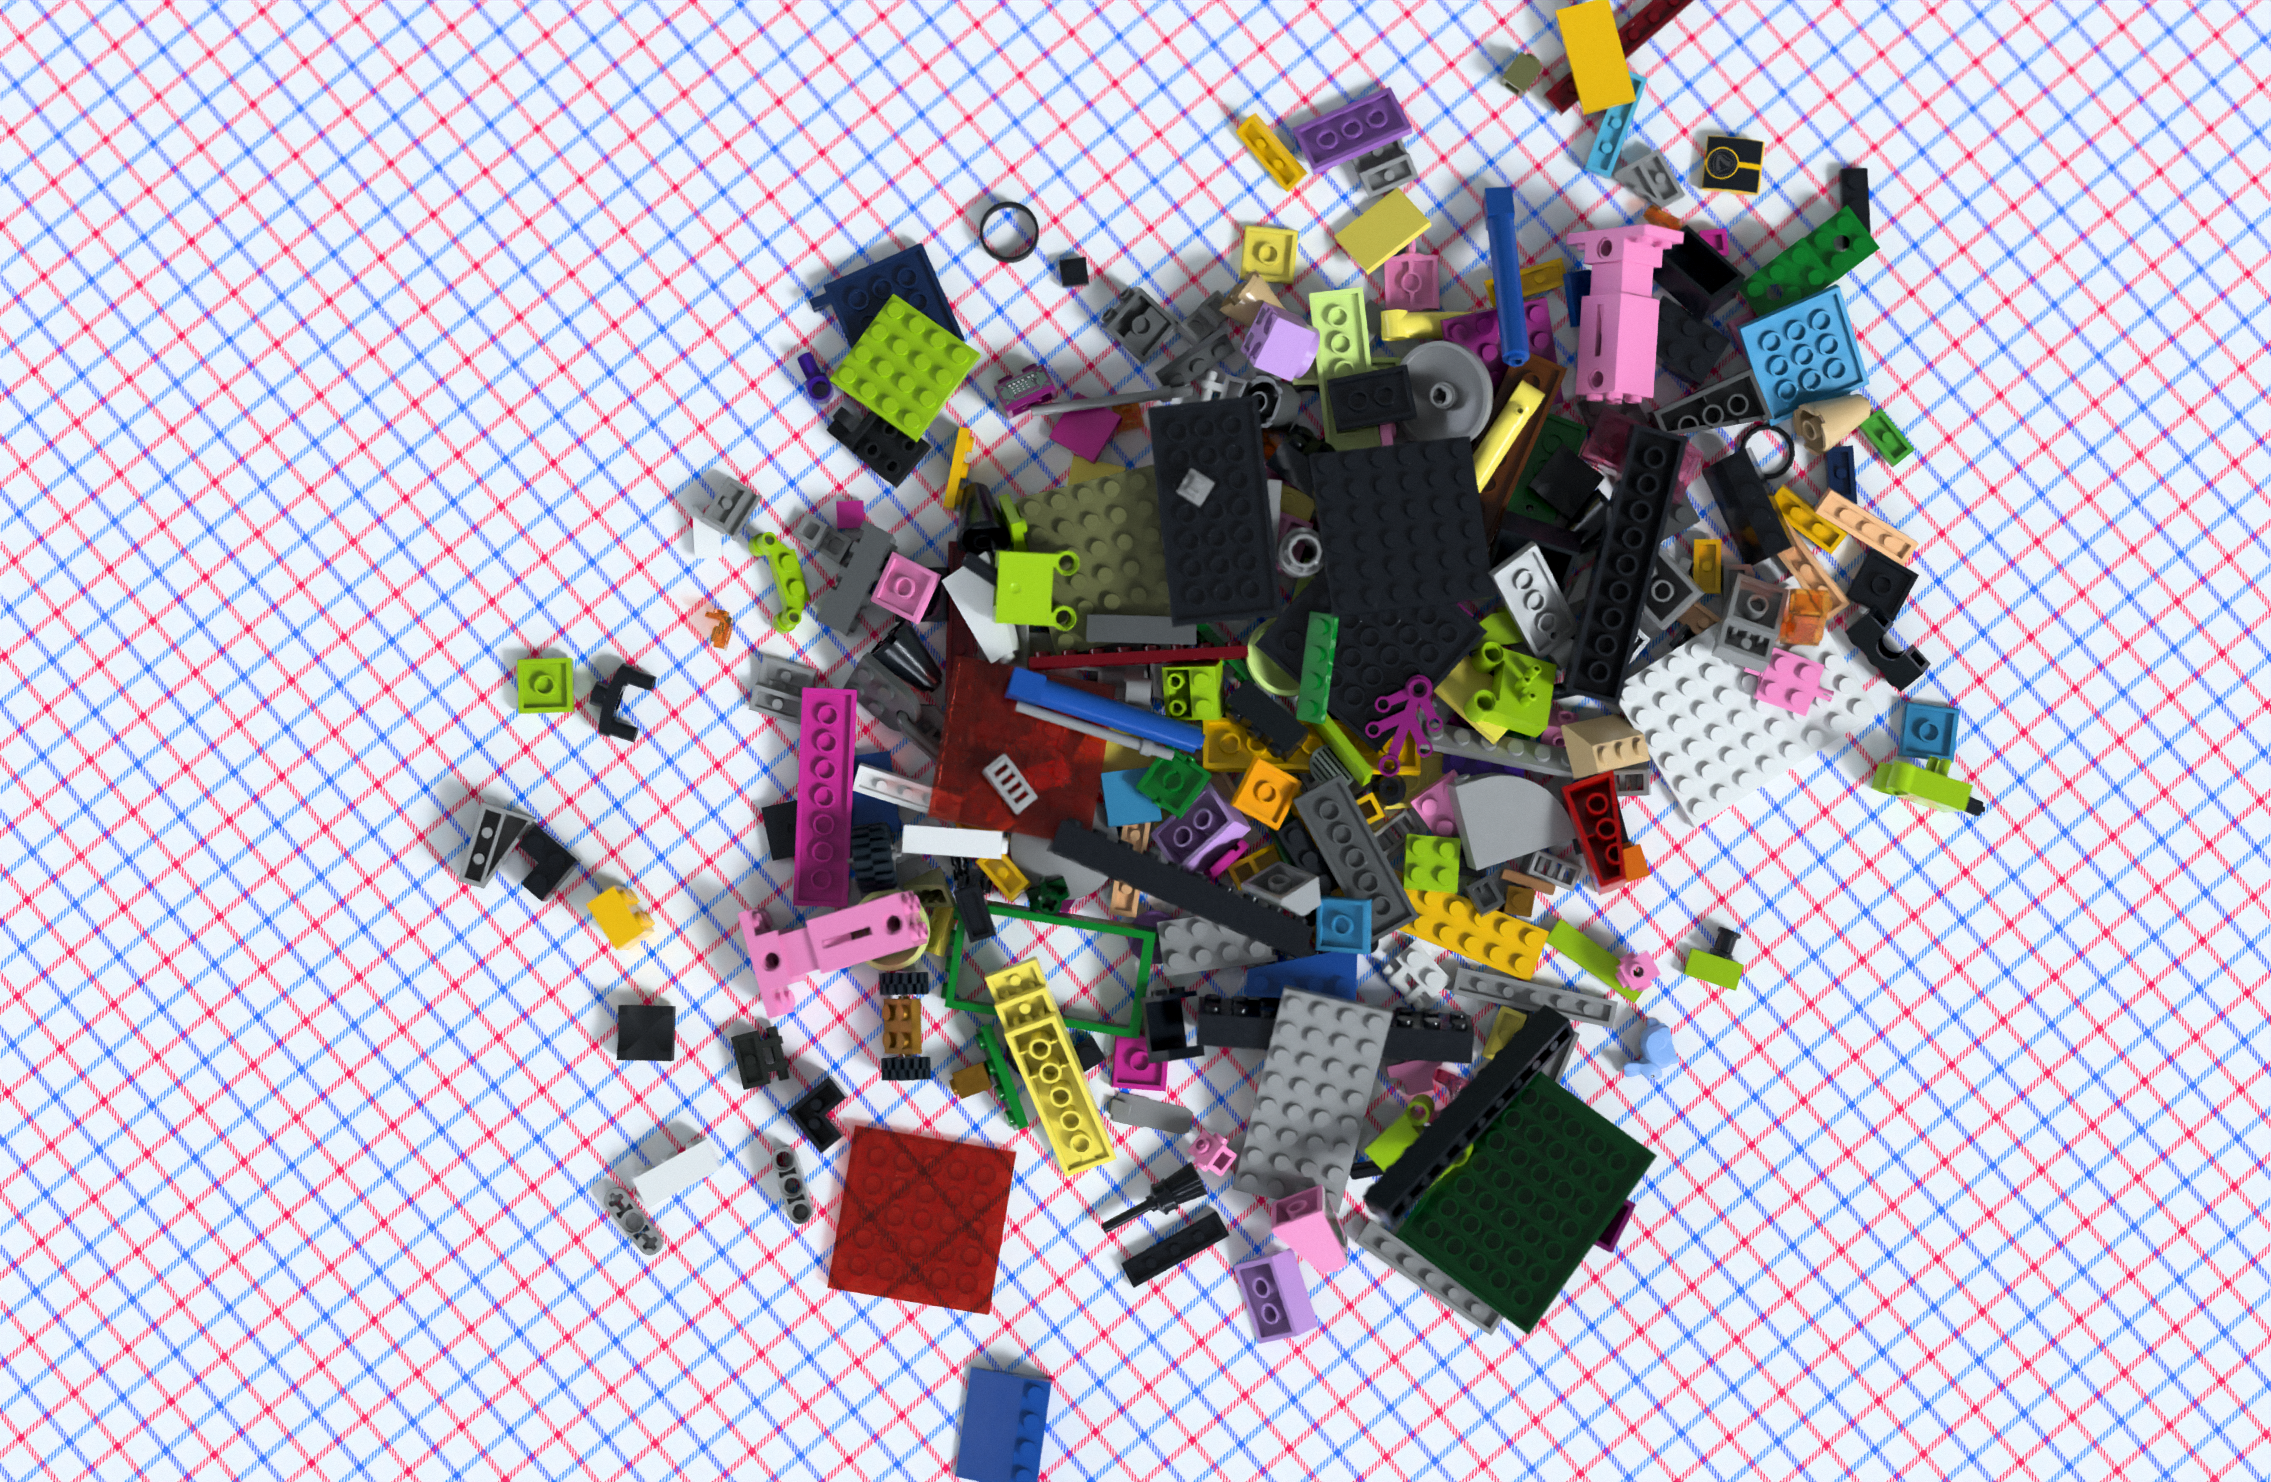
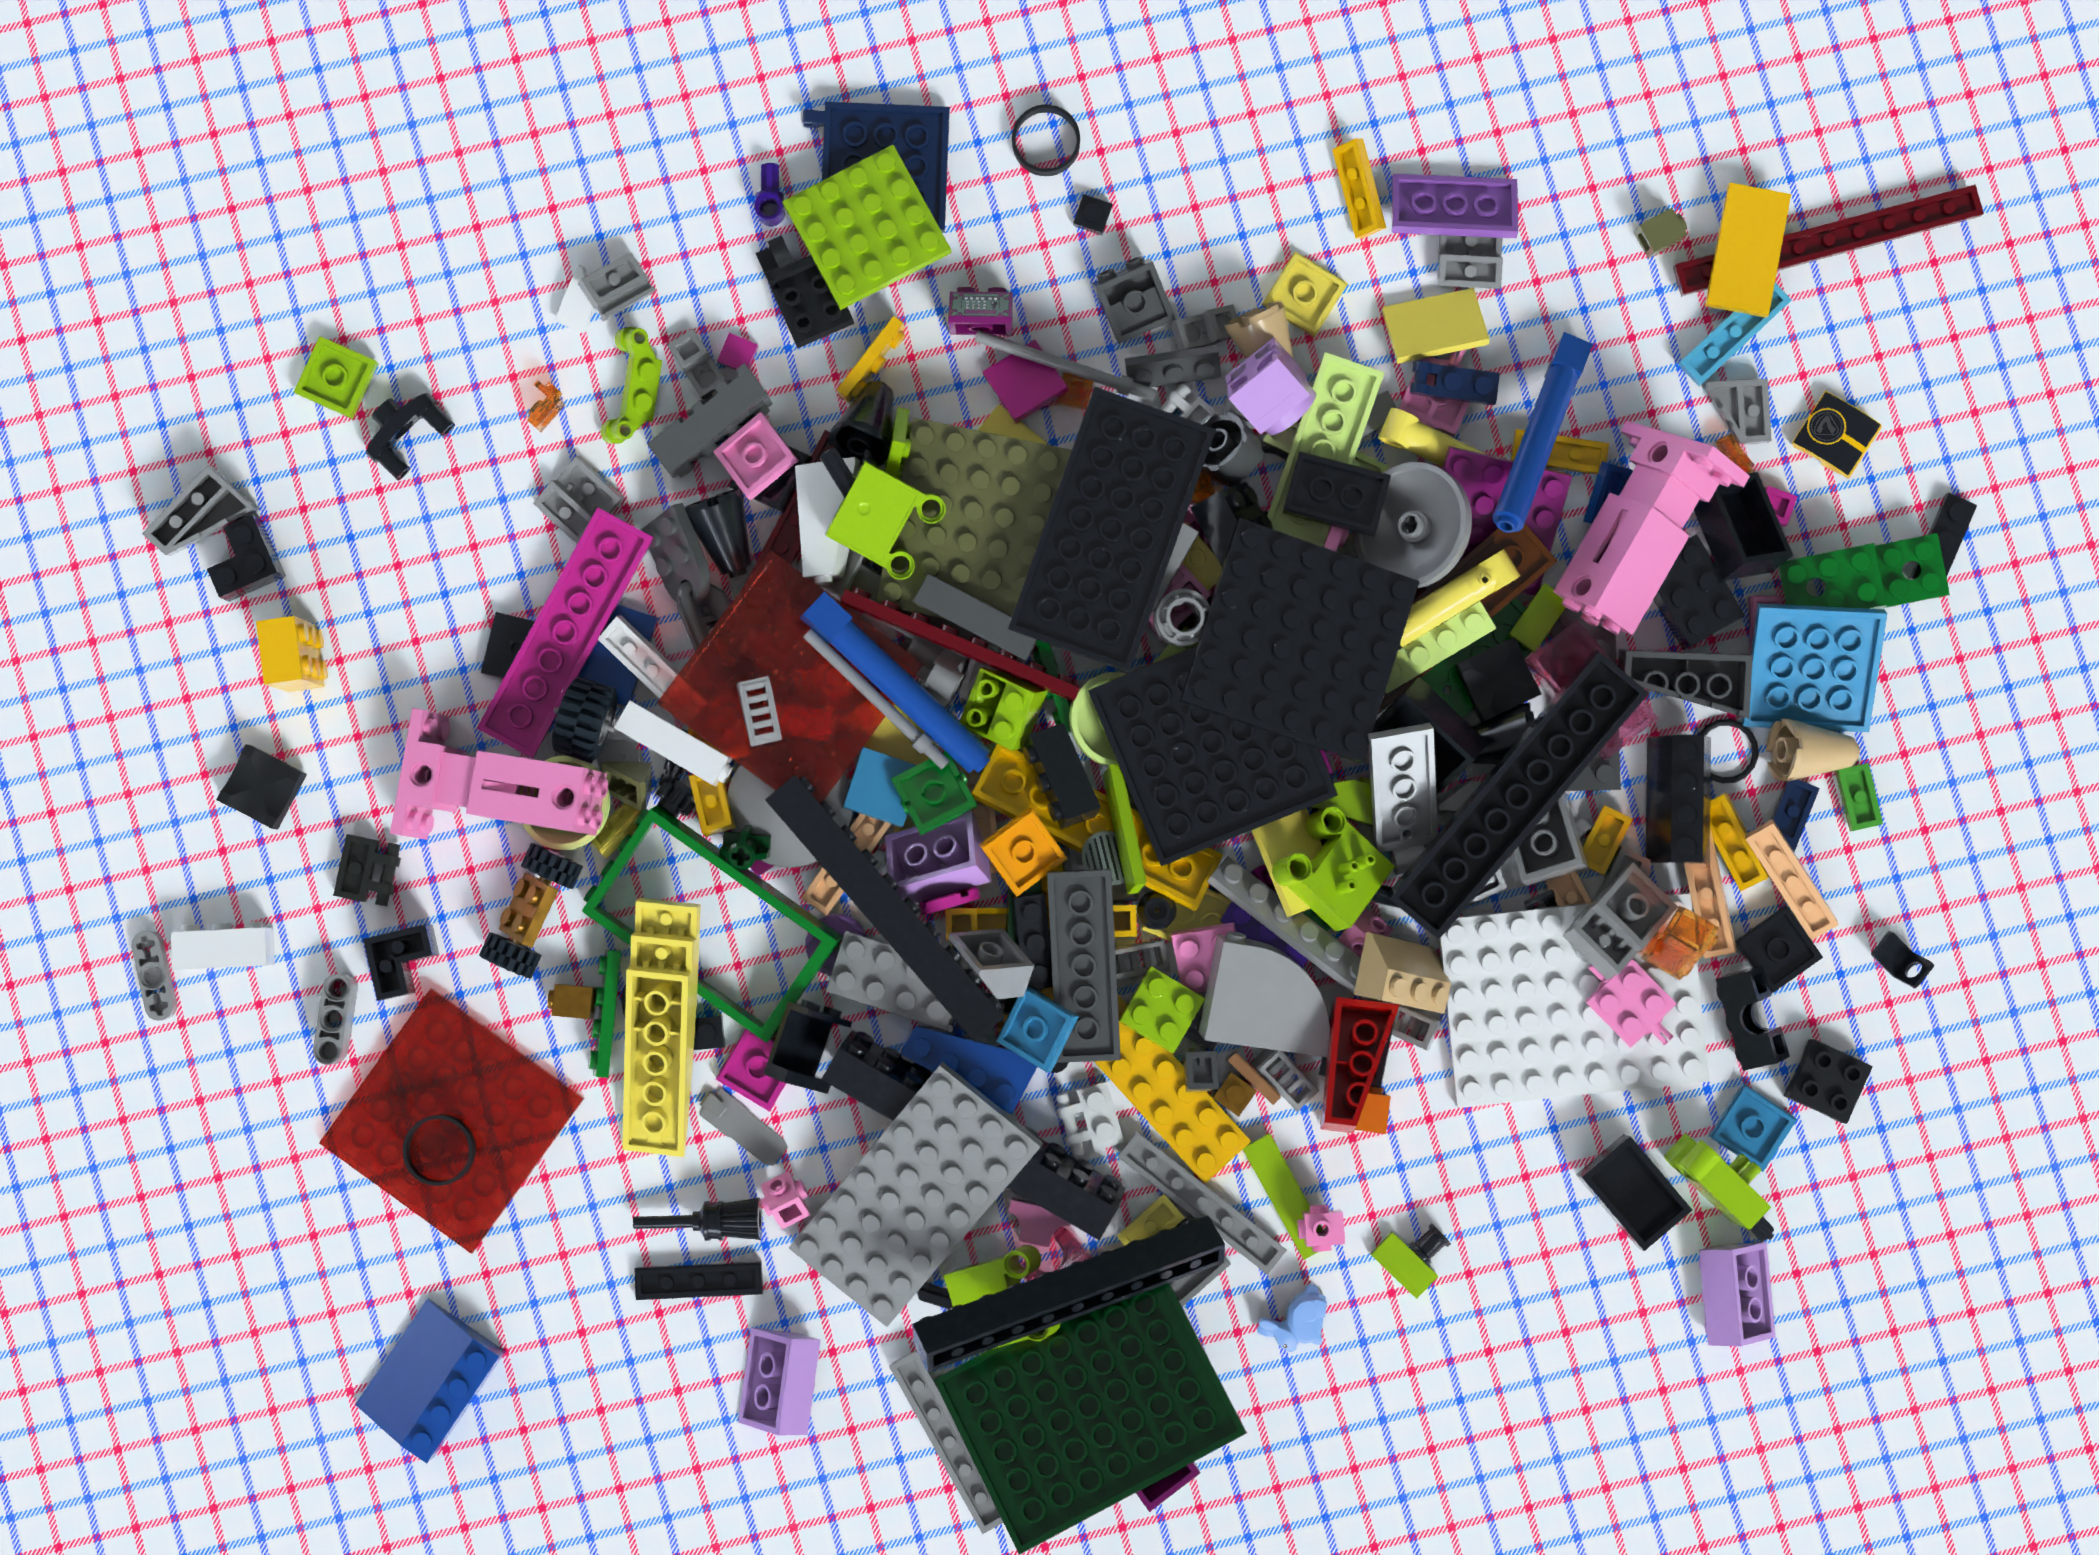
camera: 30 degrees right, 0 degrees up
(907, 1268) = (406, 1150): none -> black tyre
(974, 912) = (658, 828): black tile -> none
(1195, 487) = (1103, 494): light grey tile -> none
(1311, 1229) = (848, 1330): bright pink slope -> none
(1317, 667) = (1141, 746): green plate -> none
(1405, 720) = (1206, 846): magenta plant -> none
(1420, 268) = (1455, 383): none -> dark blue plate
(1508, 475) = (1439, 644): none -> yellowish green plate
(1572, 419) = (1538, 618): none -> lime tile
(1862, 826) = (1634, 1192): none -> black piece
(1969, 668) = (1828, 1081): none -> black brick
(1977, 548) = (1899, 958): none -> black bracket
(1979, 866) = (1737, 1294): none -> lavender slope

